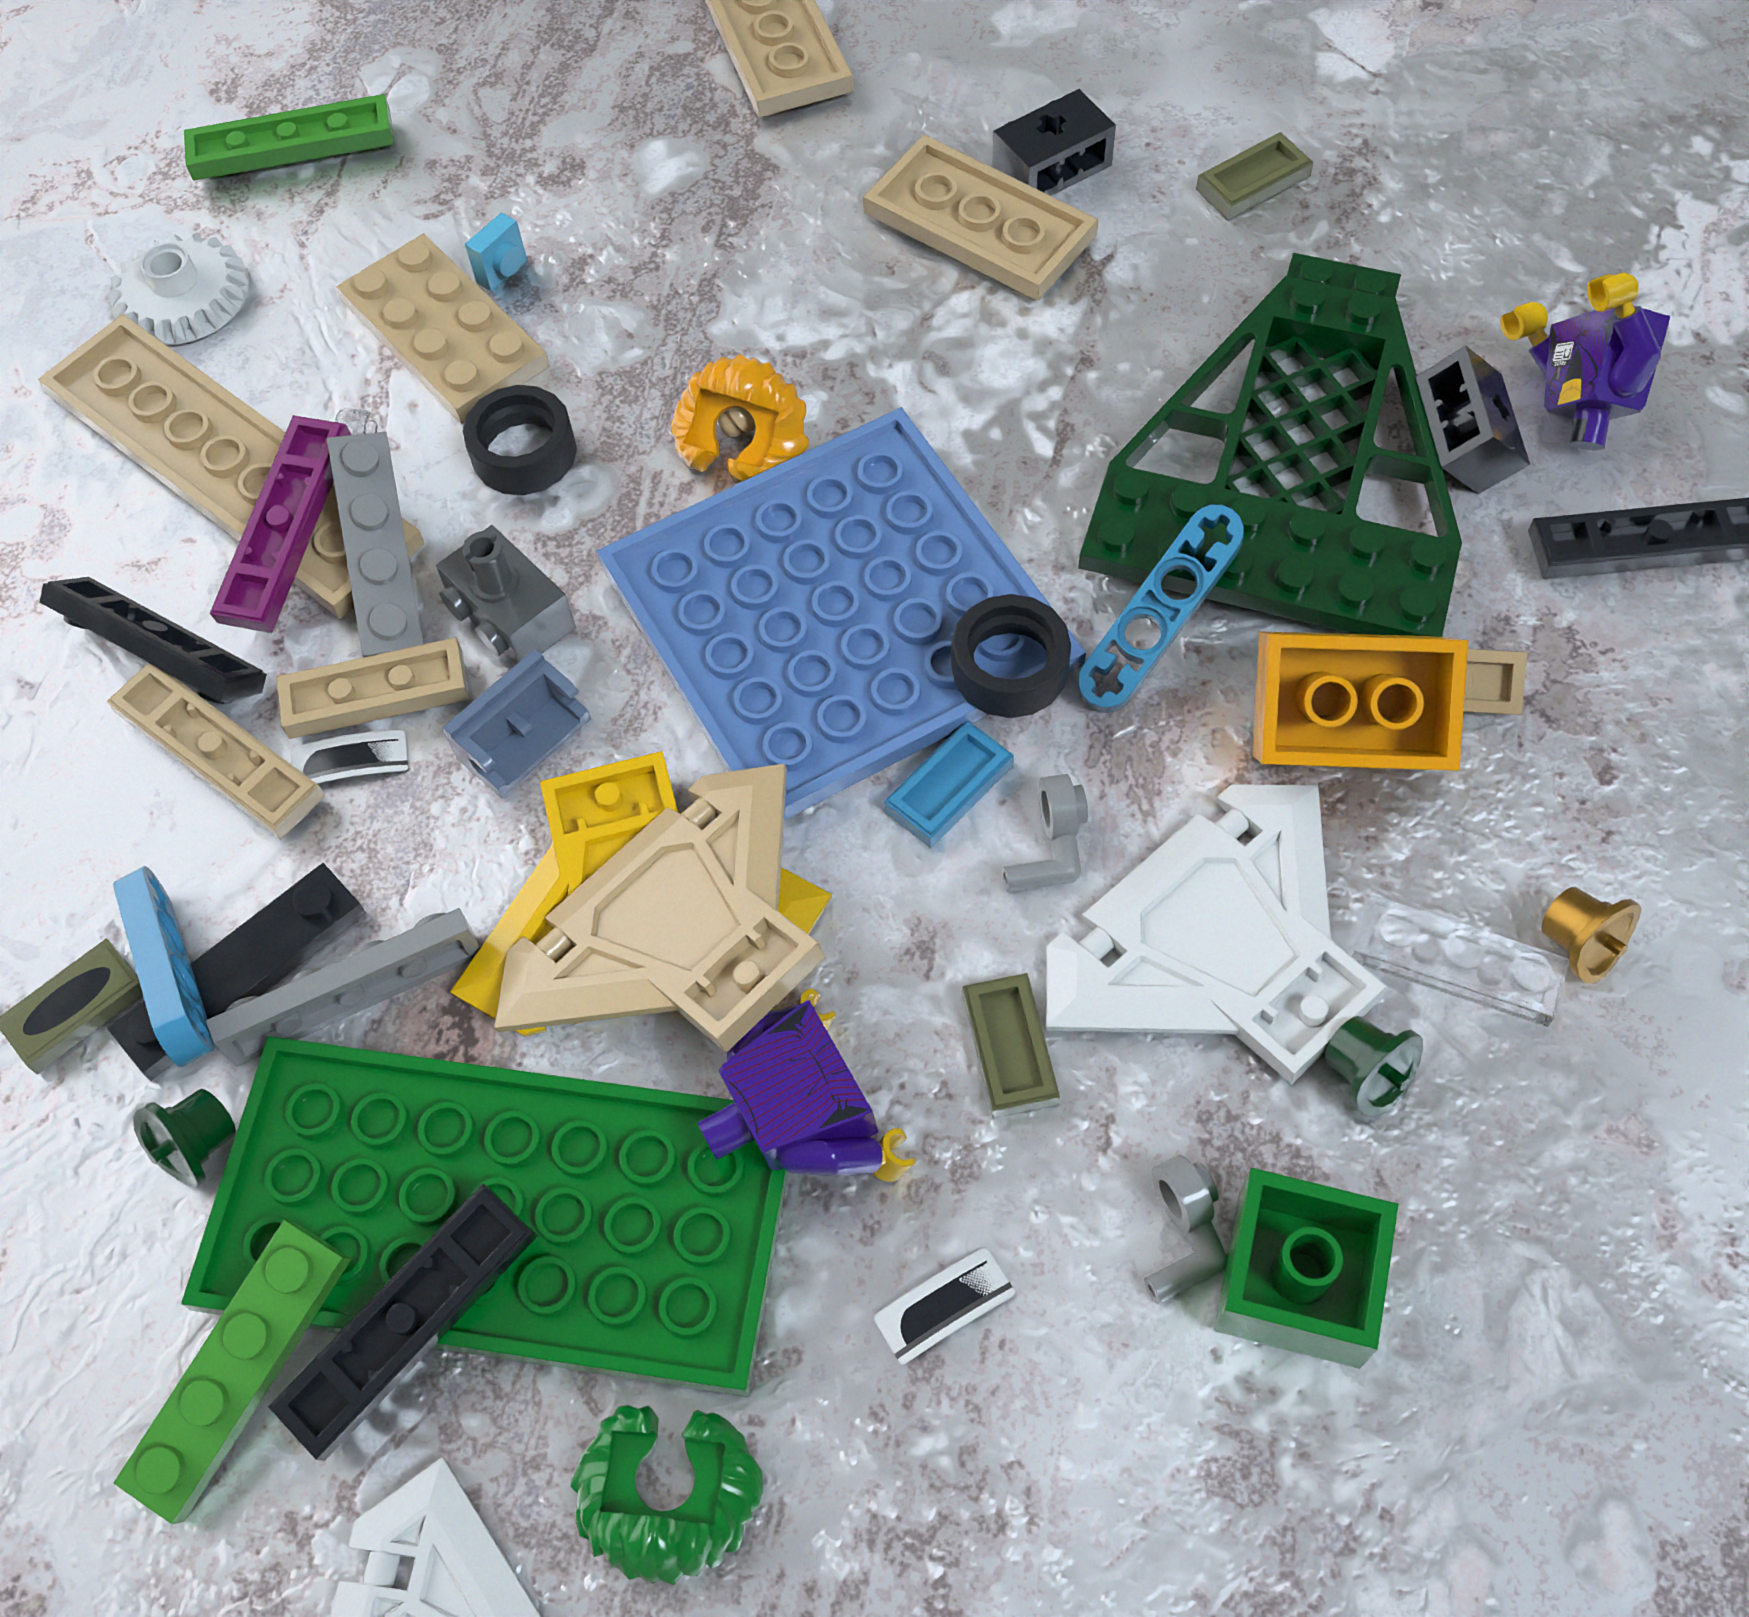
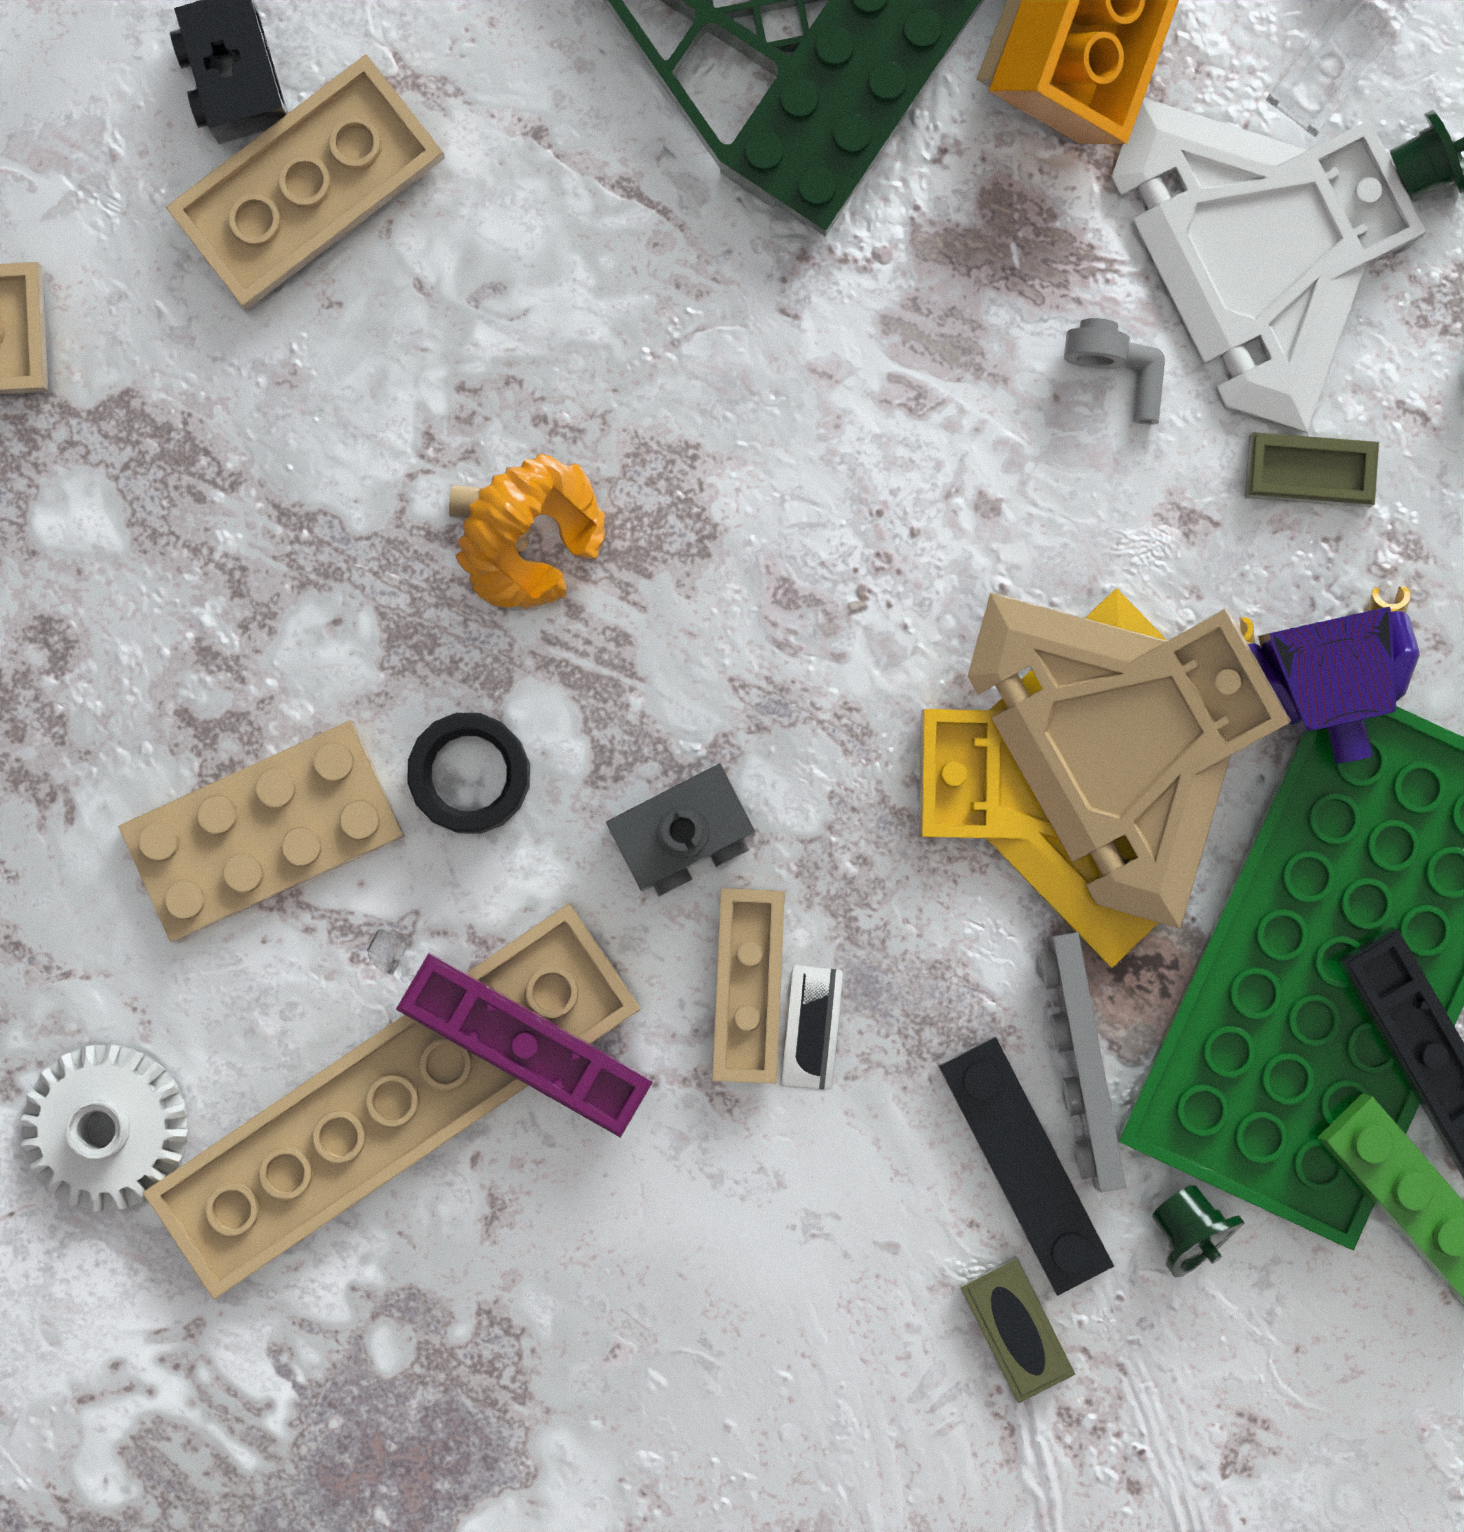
camera: 75 degrees left, 25 degrees up
(157, 640) = (616, 1206): black plate -> none
(163, 967) = (1024, 1228): dark azure beam -> none
(216, 749) = (771, 1158): tan plate -> none
(374, 543) = (588, 950): light grey plate -> none
(496, 252) = (186, 743): medium azure plate -> none
(516, 723) = (840, 846): sand blue hinge -> none
(824, 608) = (794, 492): medium blue plate -> none
(948, 783) = (1027, 442): dark azure tile -> none
(1017, 616) = (938, 290): black tyre -> none
(1155, 605) = (929, 168): dark azure beam -> none

